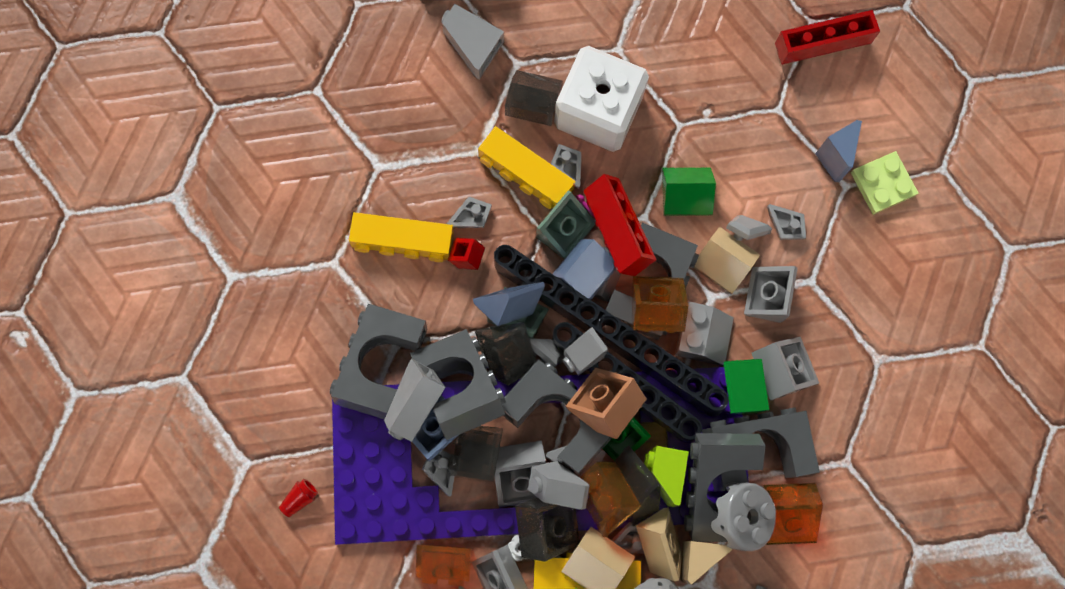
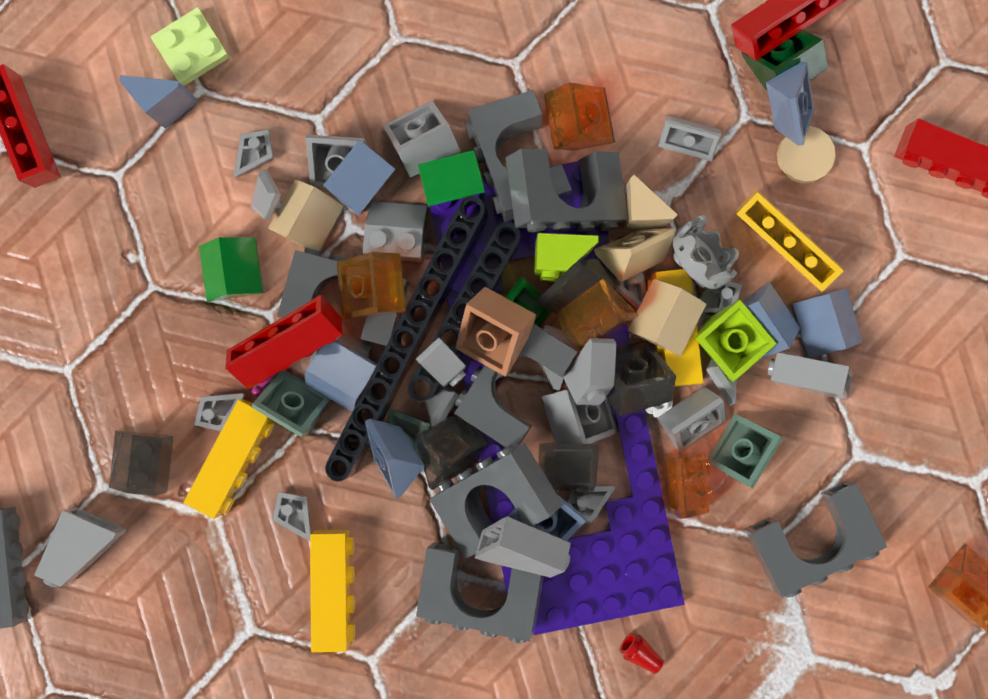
camera: 90 degrees left, 10 degrees up
(466, 253) = (341, 512): red plate -> none
(597, 116) = (154, 389): white plate -> none
(733, 519) = (593, 176): light grey plate -> none
(755, 306) = (358, 177): none -> sand blue slope

